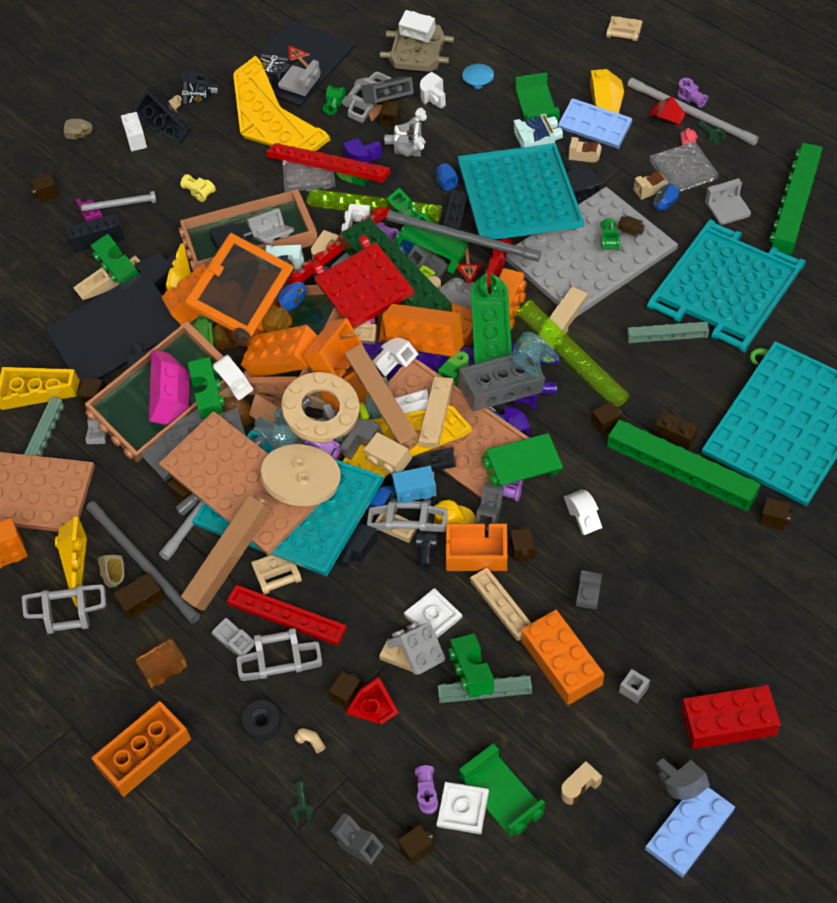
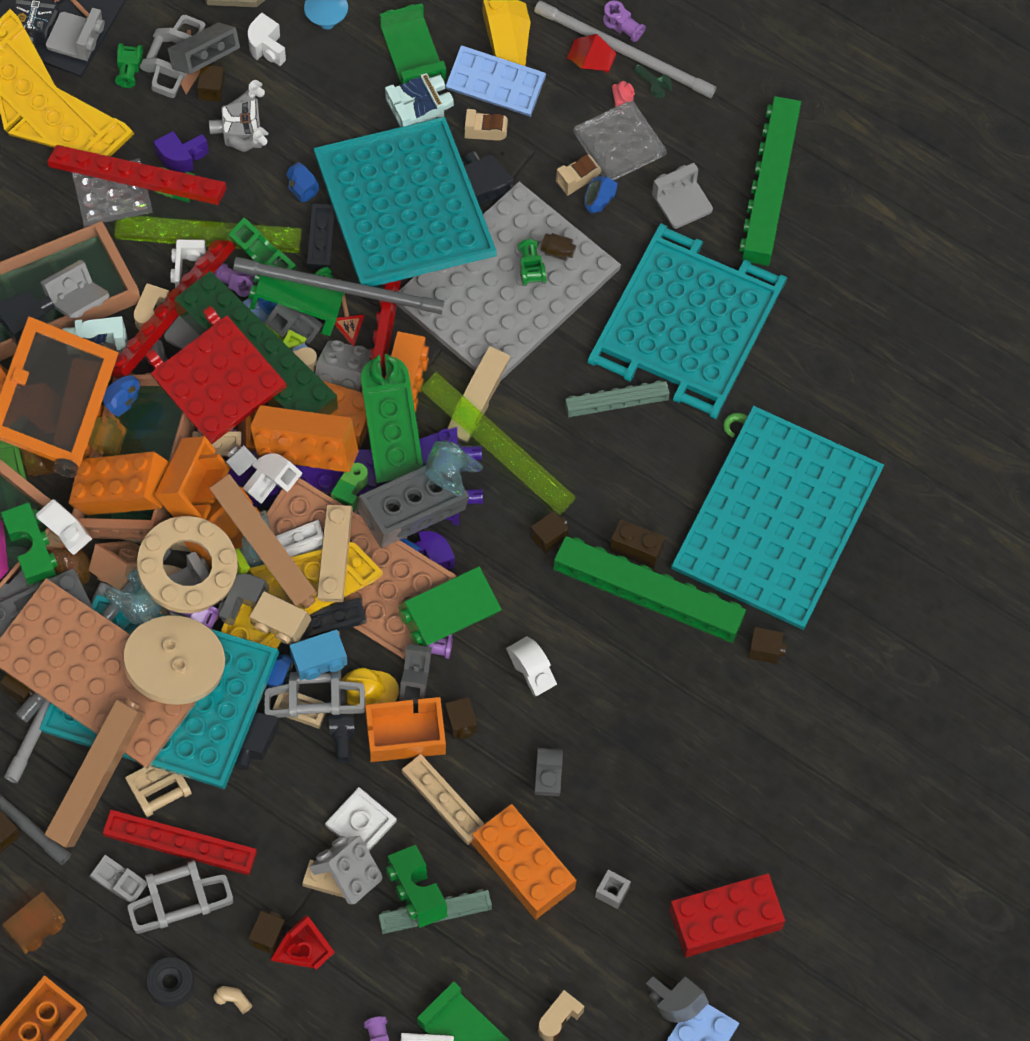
camera: 15 degrees left, 10 degrees up
(372, 342) = (240, 459): none -> light grey plate

